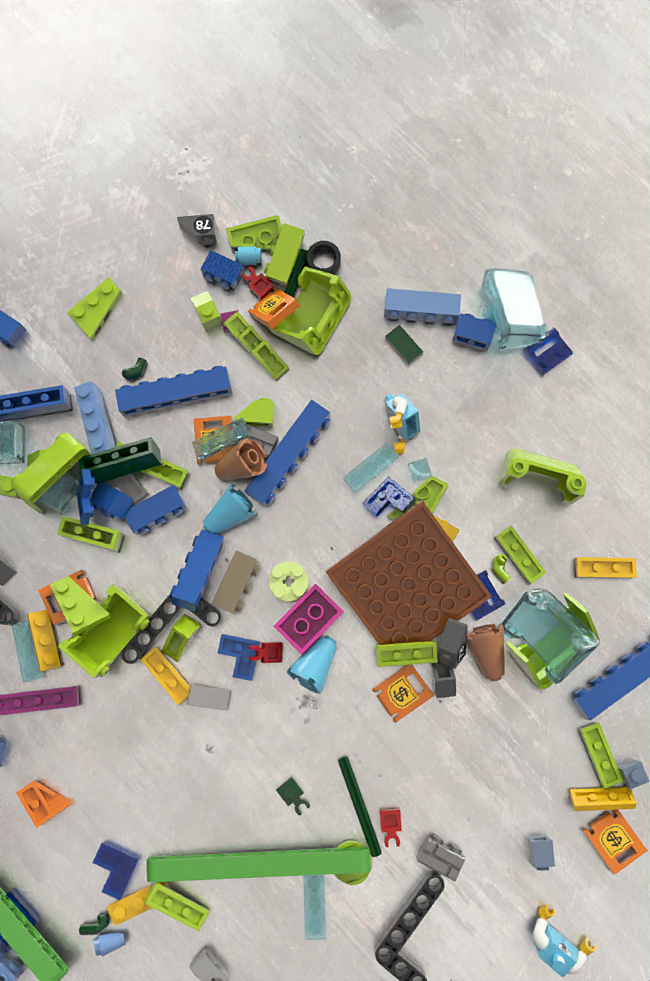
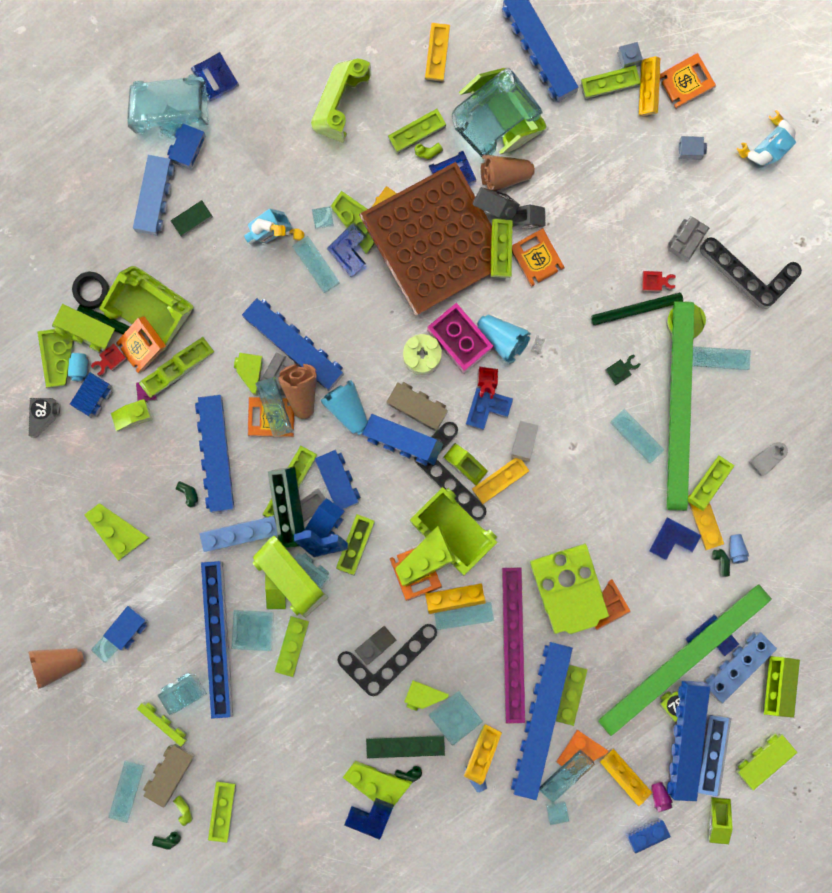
camera: 85 degrees left, 5 degrees up
(30, 763) = (575, 606): none -> lime piece
(223, 818) = (637, 436): none -> clear light blue plate

